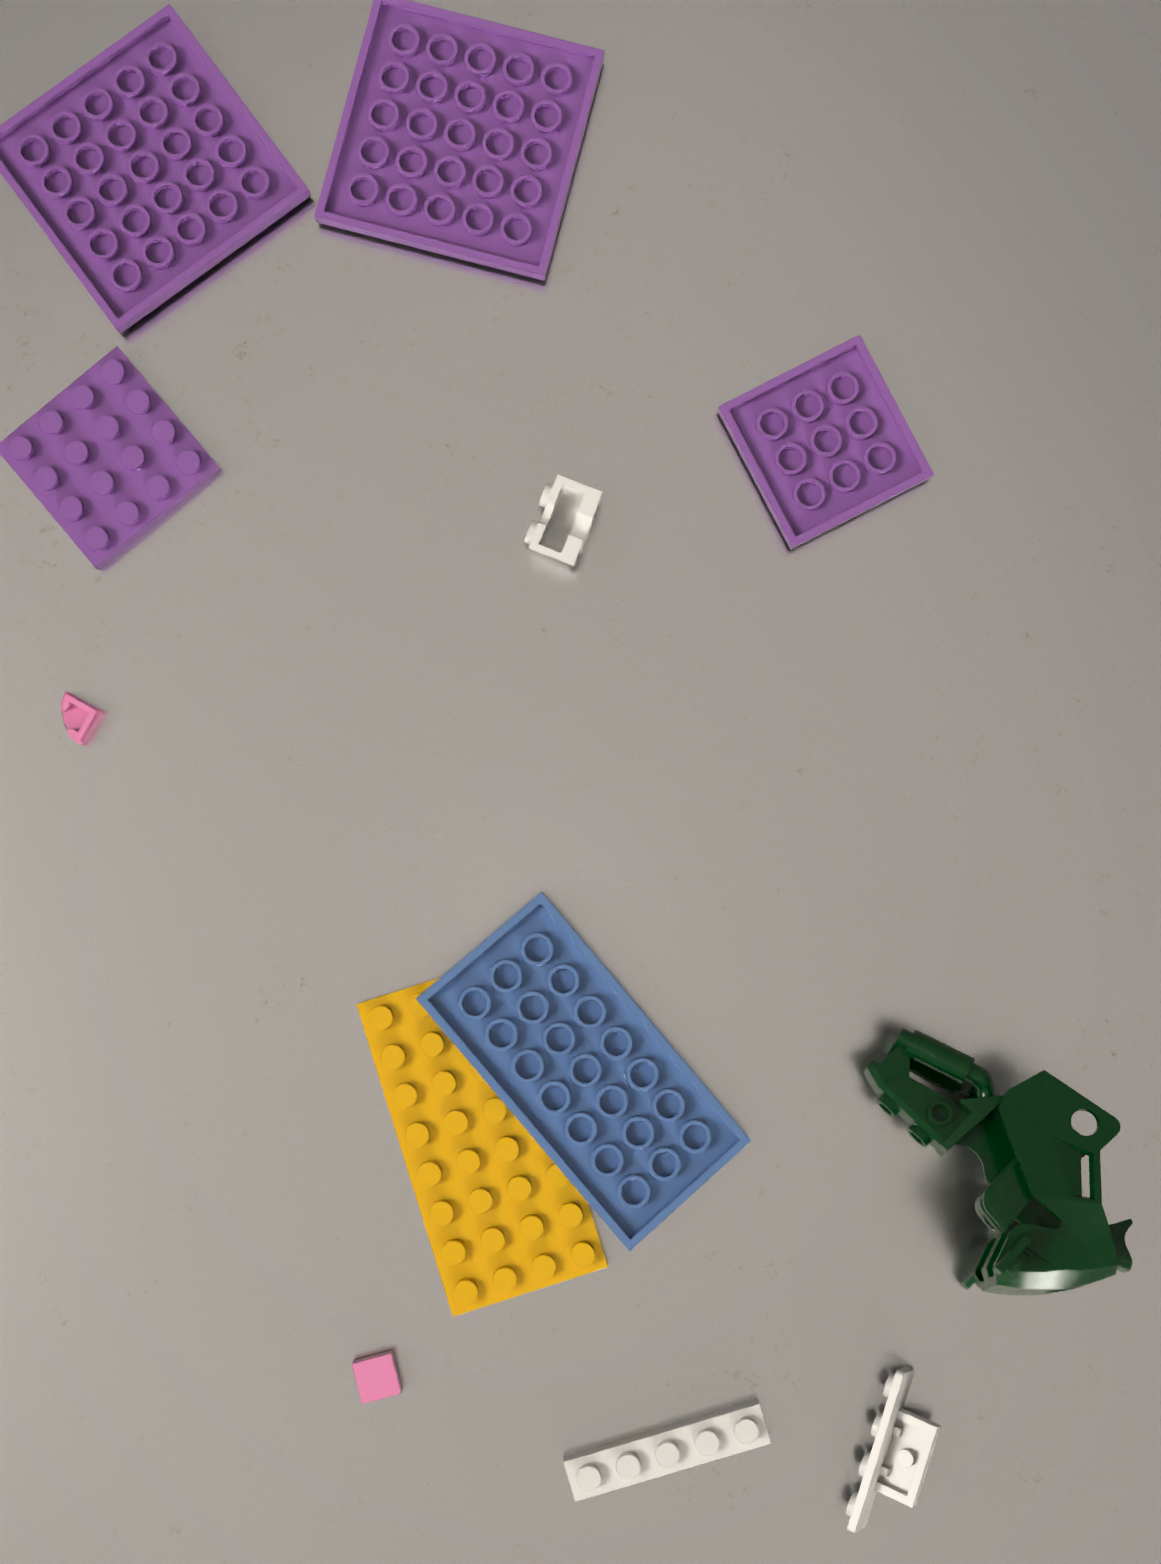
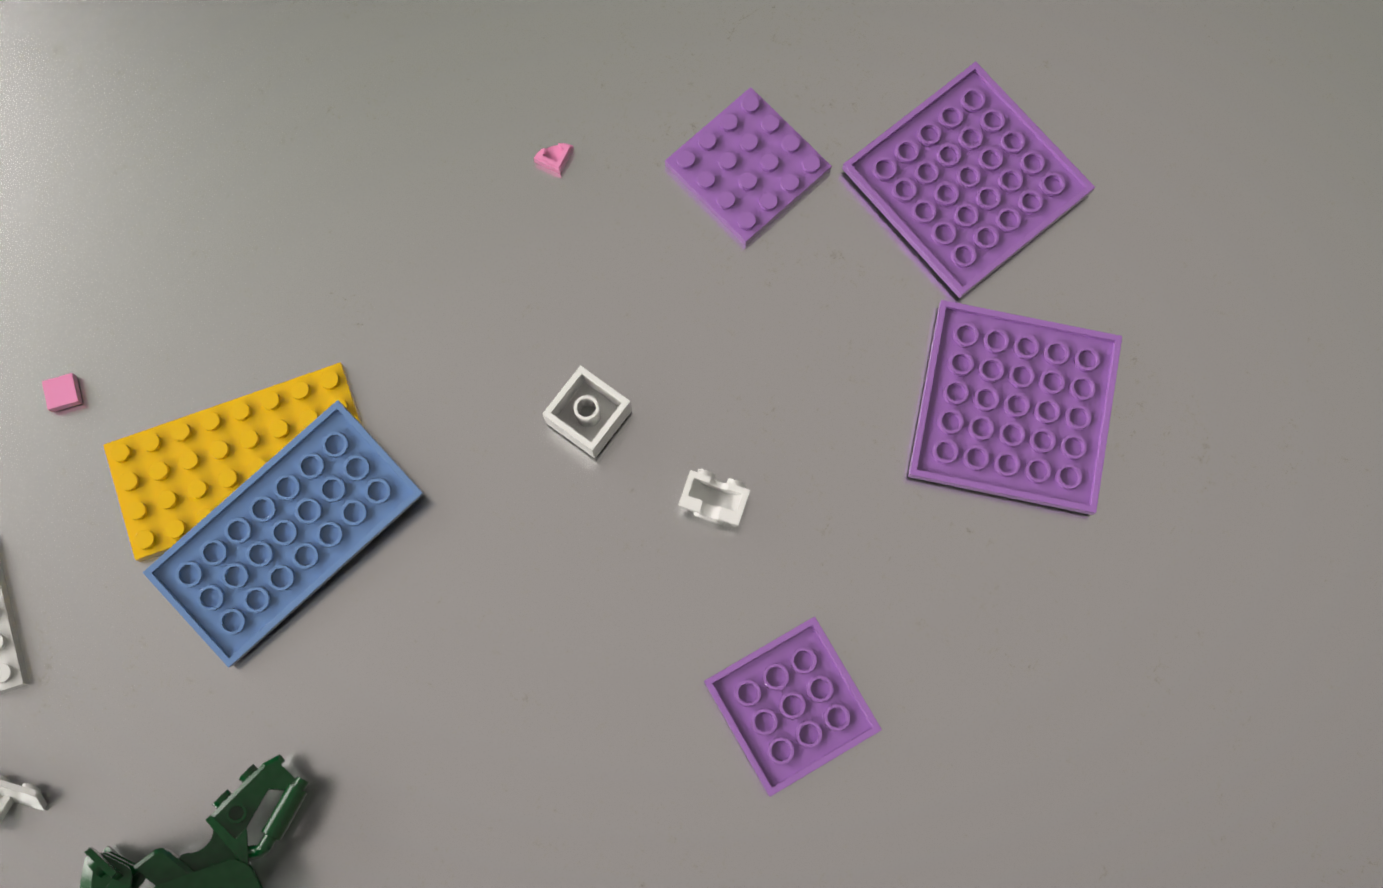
camera: 85 degrees right, 10 degrees down
(443, 677) = (587, 411): none -> white brick

